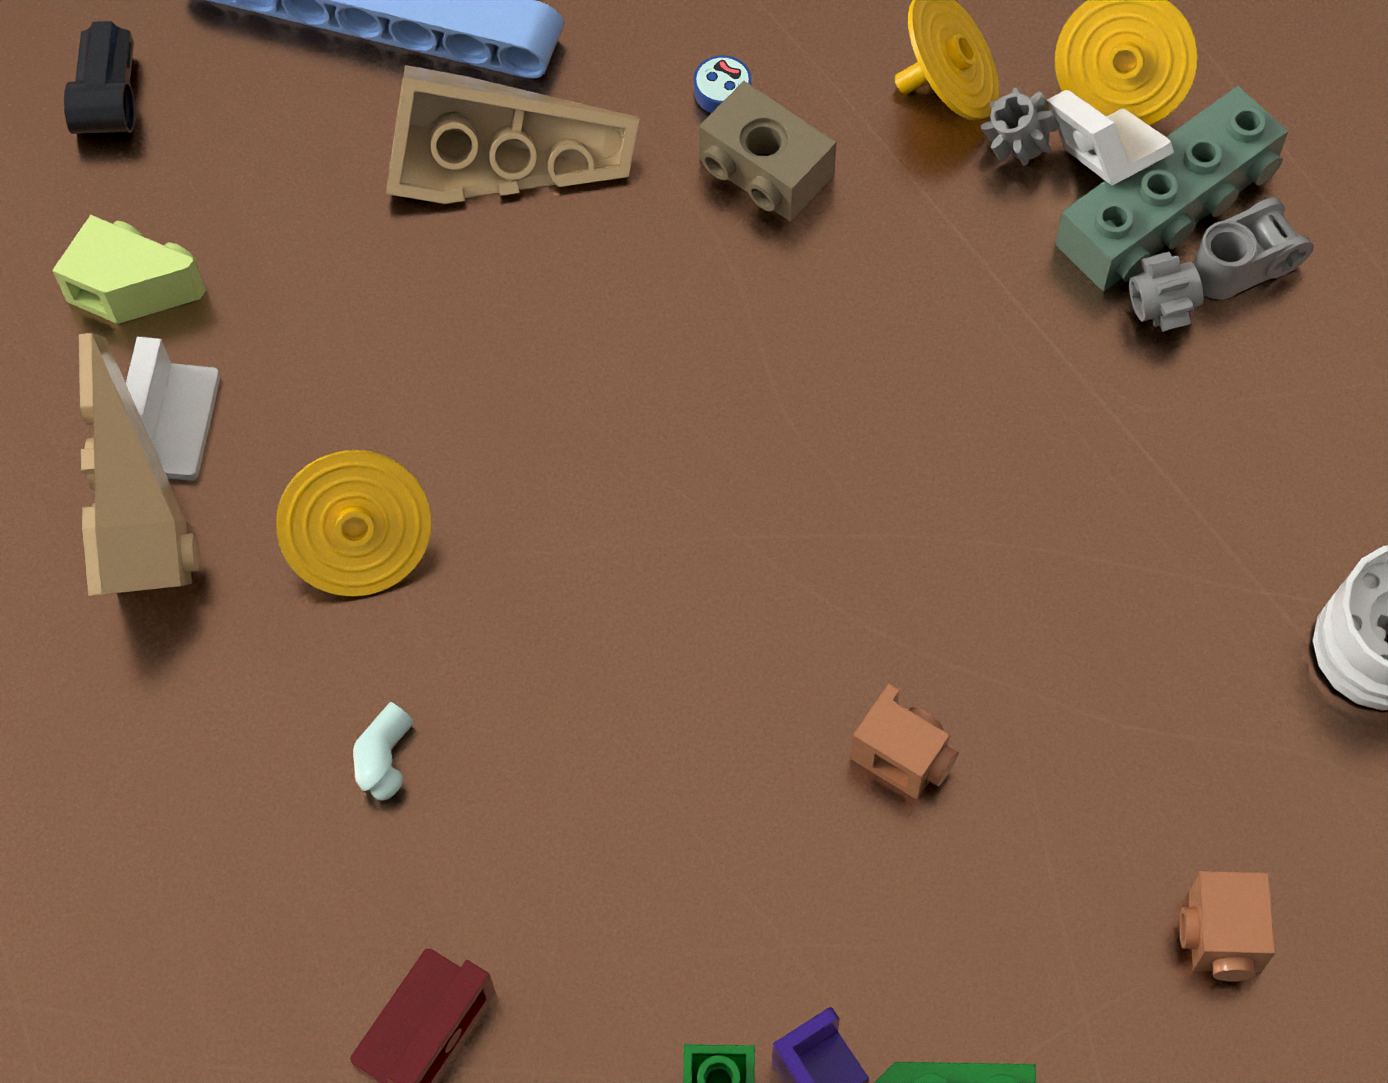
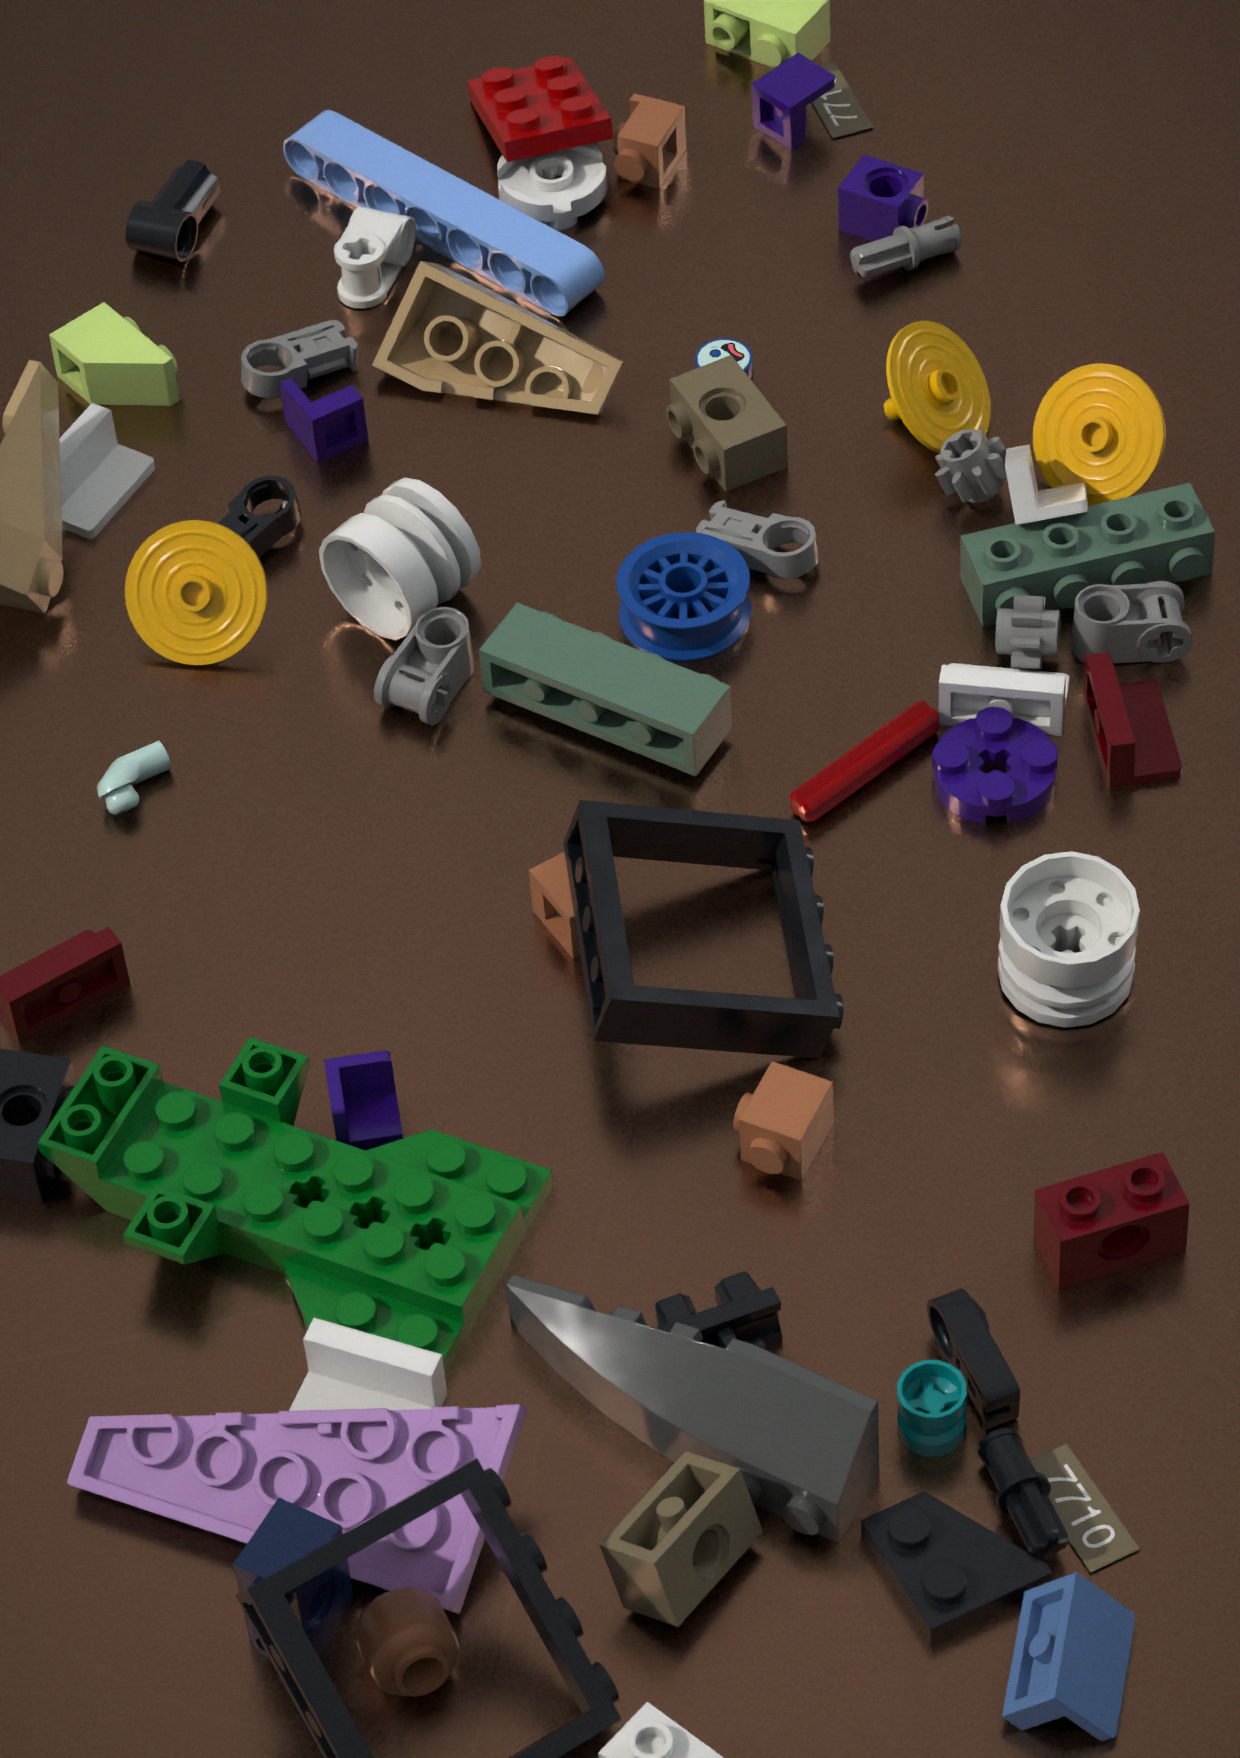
camera: 25 degrees right, 15 degrees down
(315, 204) = (302, 353): none -> light grey piece
(324, 70) = (372, 255): none -> white piece
(360, 426) = (263, 531): none -> black piece
(369, 271) = (327, 423): none -> dark purple panel
(542, 416) = (400, 557): none -> white wheel
(620, 532) = (428, 666): none -> light grey piece
(810, 490) = (606, 688): none -> sand green brick
(828, 323) = (684, 596): none -> blue wheel
(847, 274) = (758, 536): none -> light grey piece
(981, 793) = (693, 1017): none -> black window
(1082, 482) = (864, 761): none -> red axle
(1171, 364) = (1026, 694): none -> white panel
(1211, 414) = (1001, 740): none -> dark purple plate
(1298, 359) = (1129, 726): none -> dark red panel

